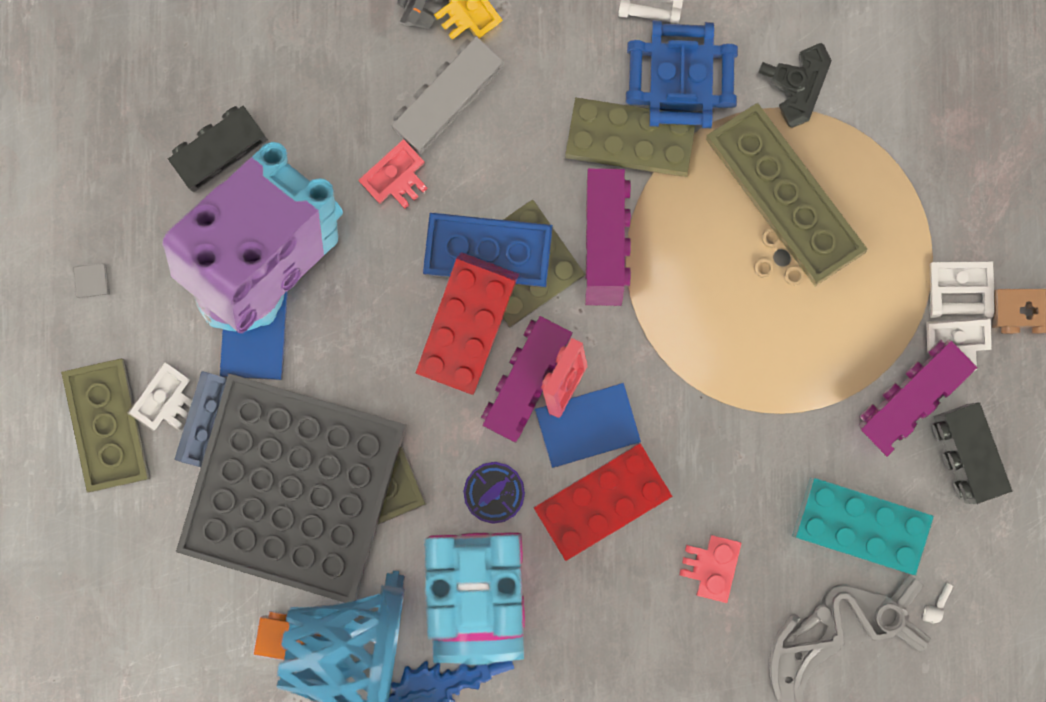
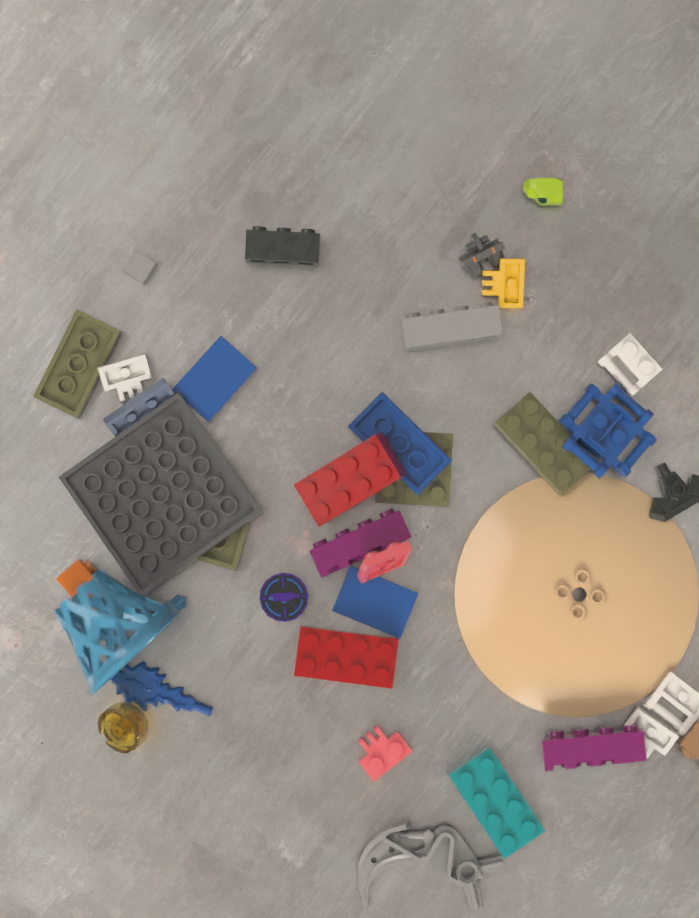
camera: 35 degrees right, 0 degrees up
(252, 240) = (258, 323): medium lavender piece -> none
(395, 175) = (379, 351): coral hinge -> none
(475, 597) = (220, 653): medium azure piece -> none
(606, 237) = (480, 493): magenta wedge -> none
(786, 194) = (613, 557): olive plate -> none
(935, 613) = (498, 892): white hand -> none
(971, 454) = (599, 811): pearl dark grey brick -> none

